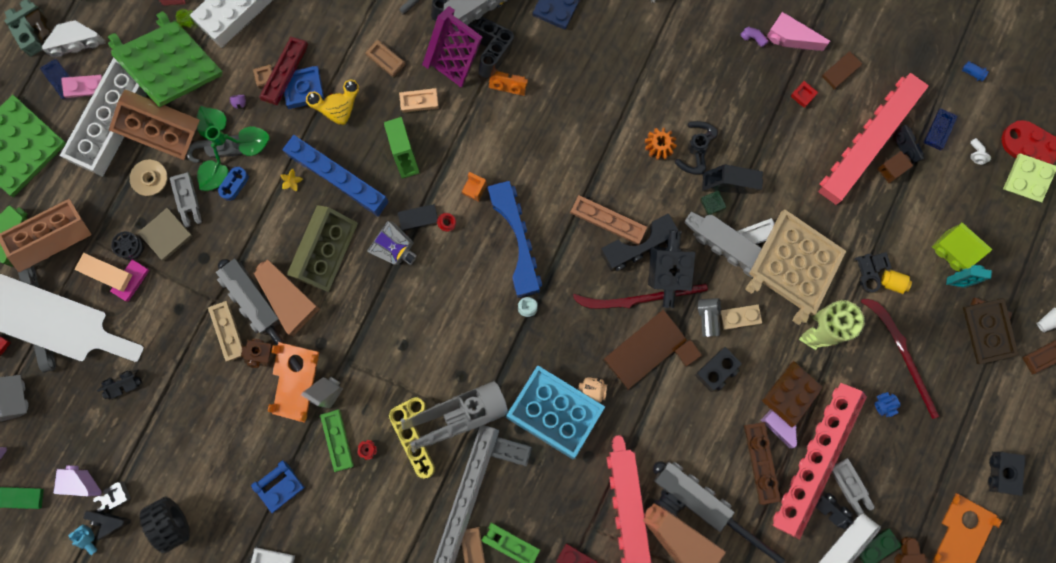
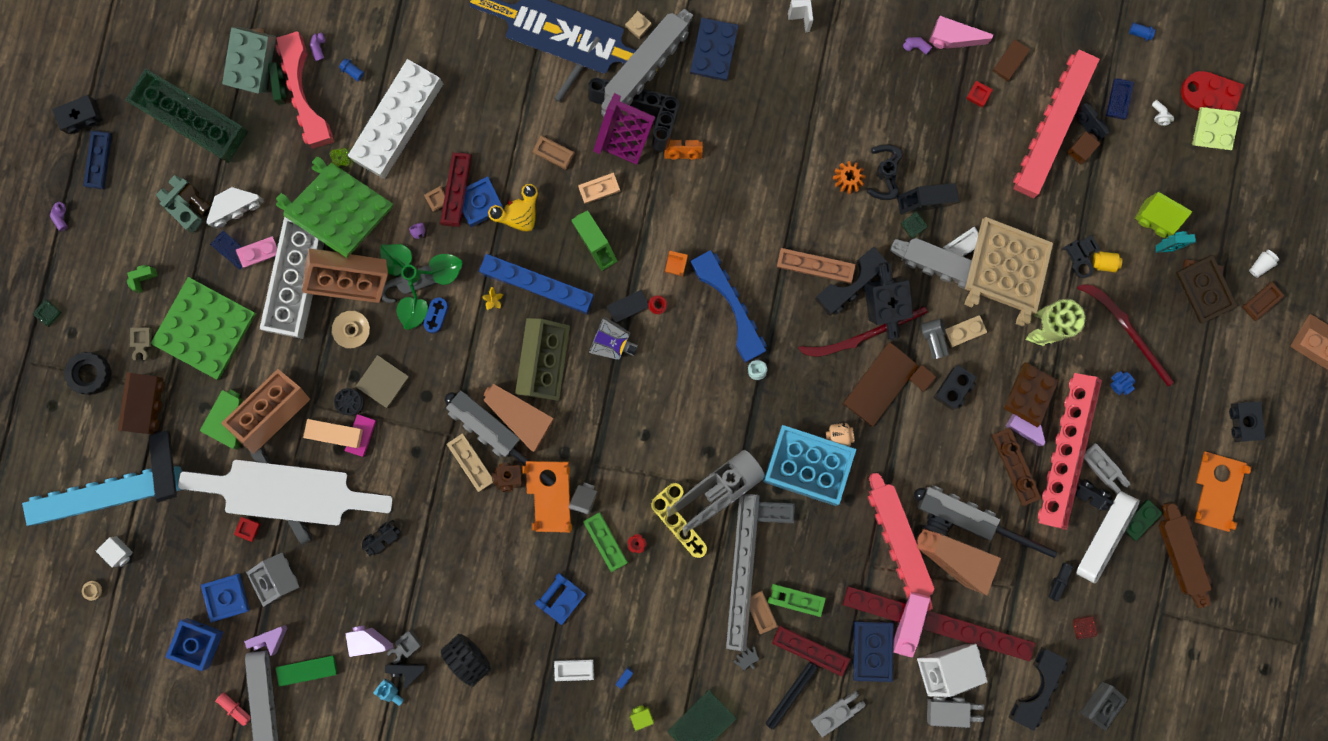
camera: 15 degrees left, 5 degrees up
(185, 197) = (392, 340): light grey hinge -> none

